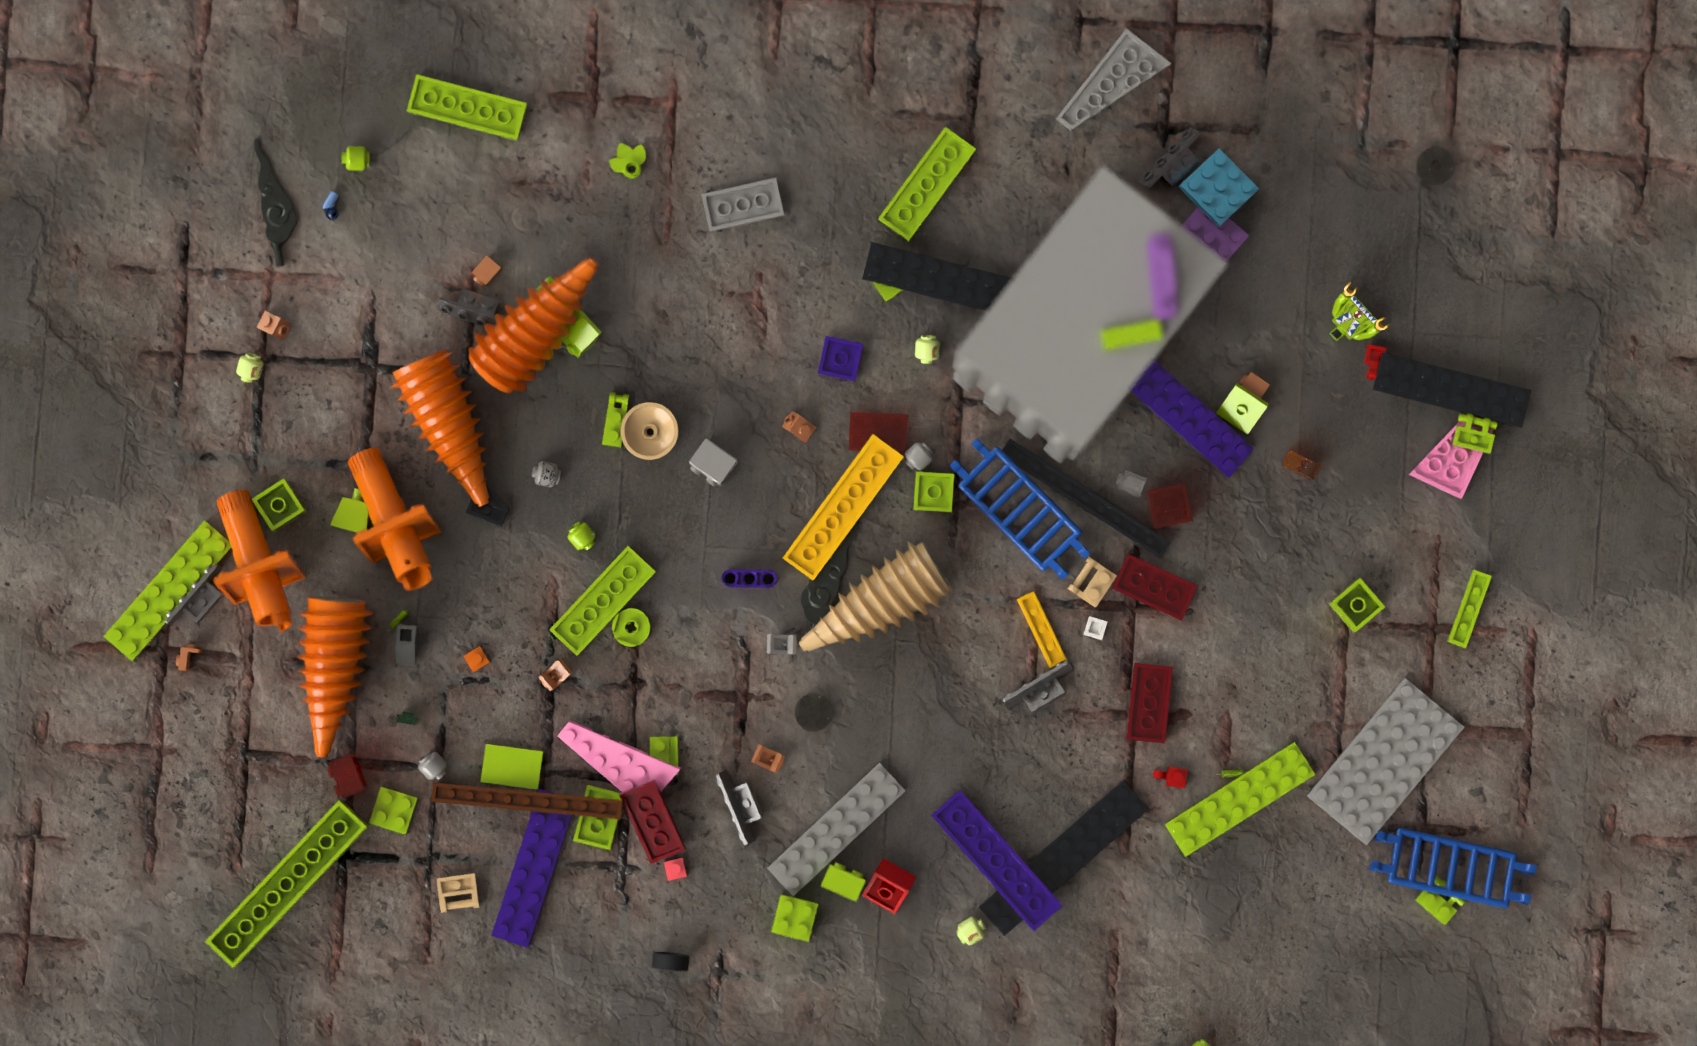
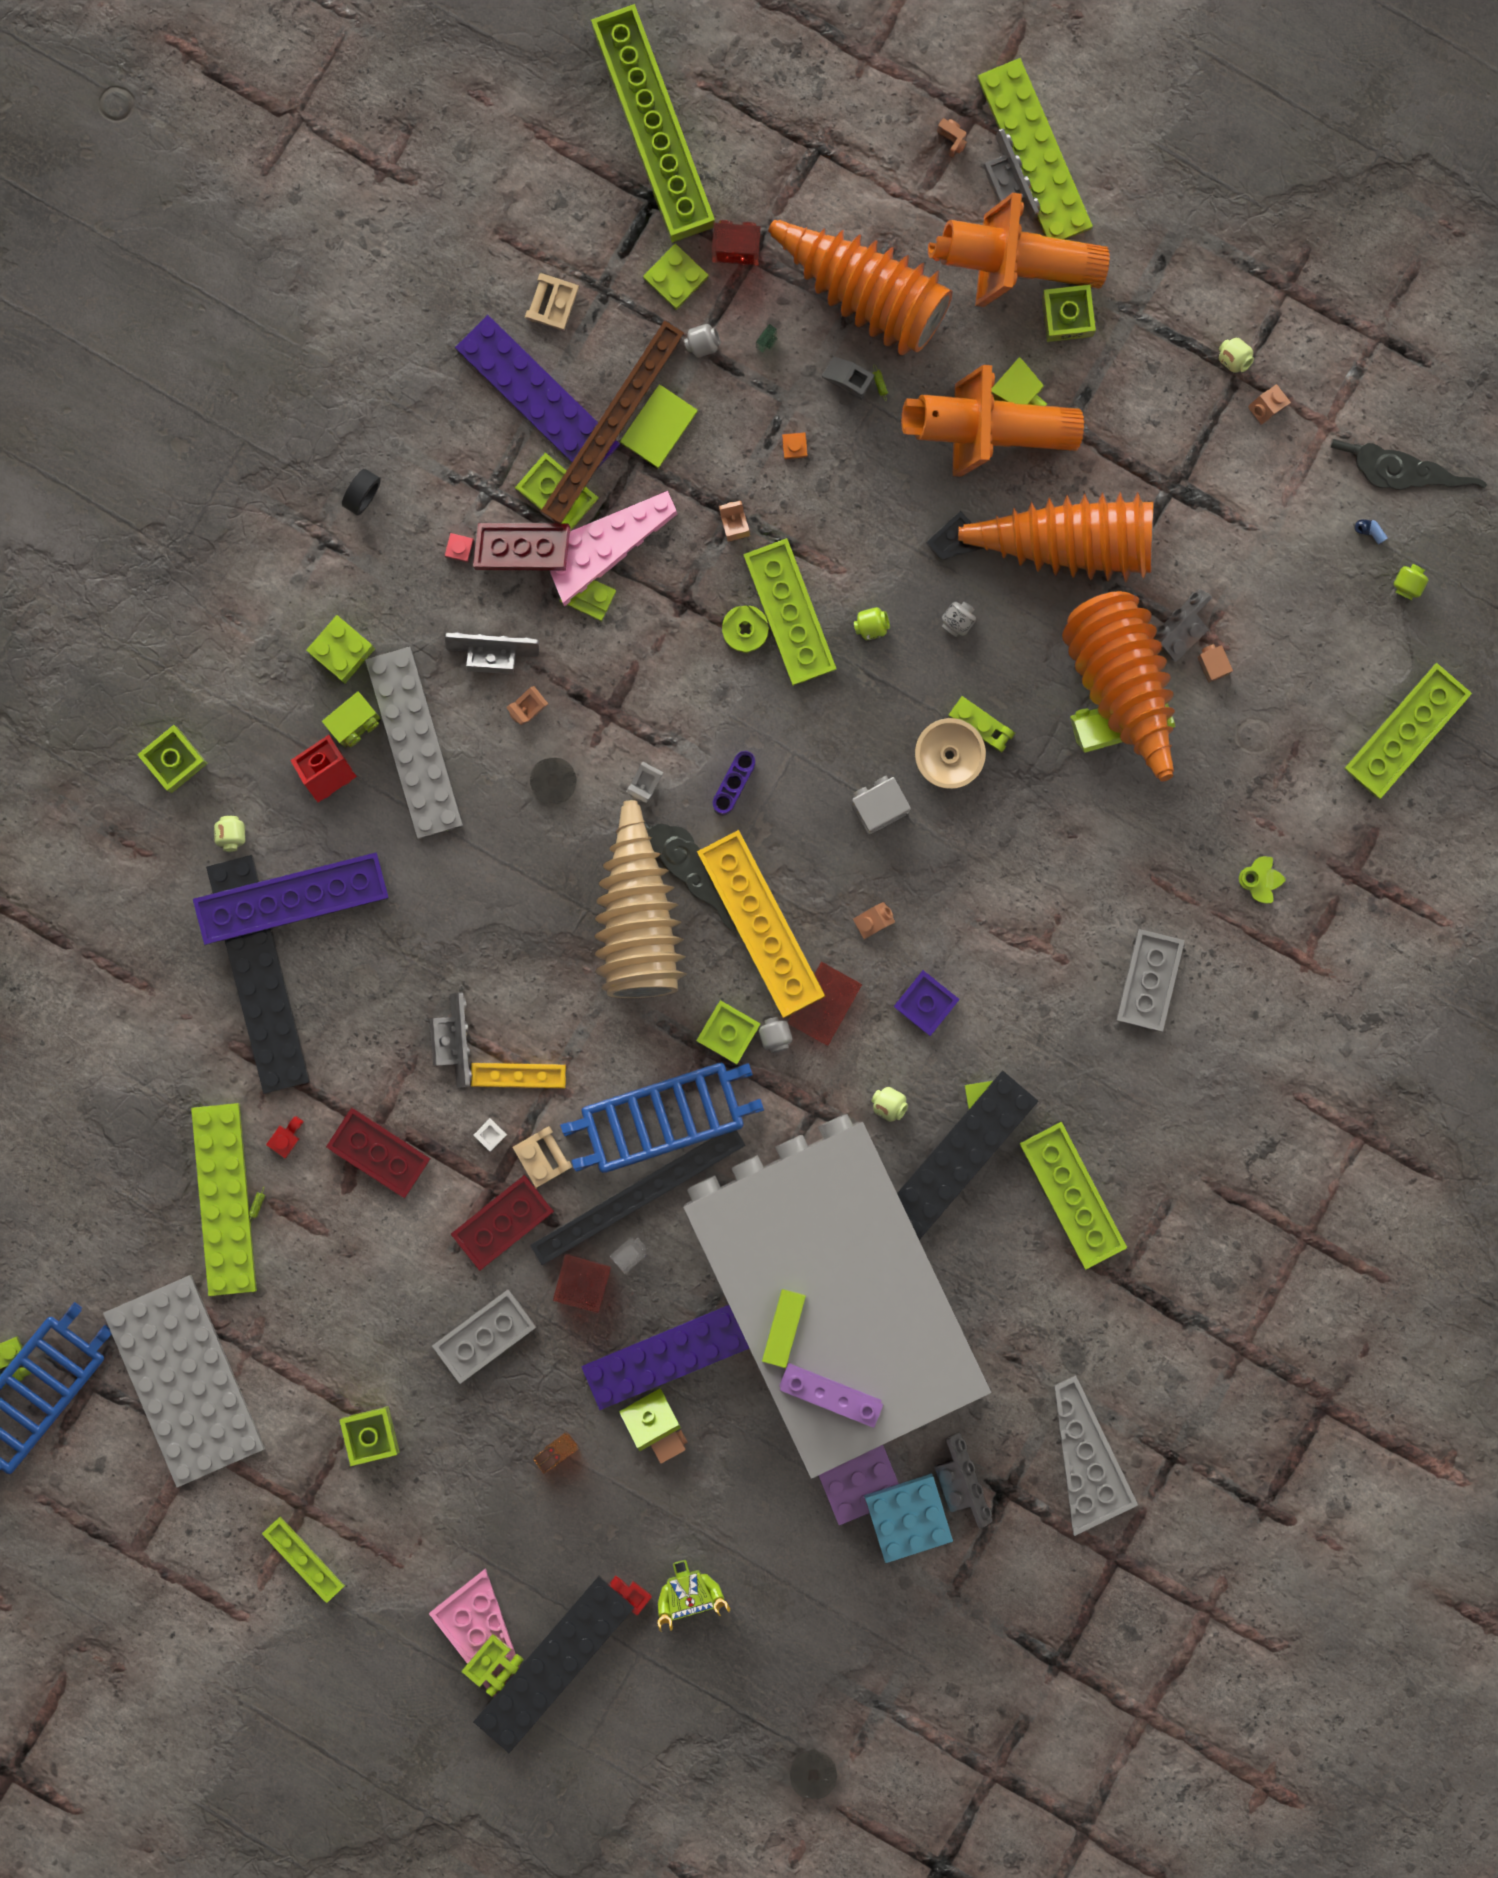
camera: 115 degrees right, 0 degrees up
(937, 1000) = (172, 759): none -> lime brick
(1243, 559) = (484, 1336): none -> light grey plate

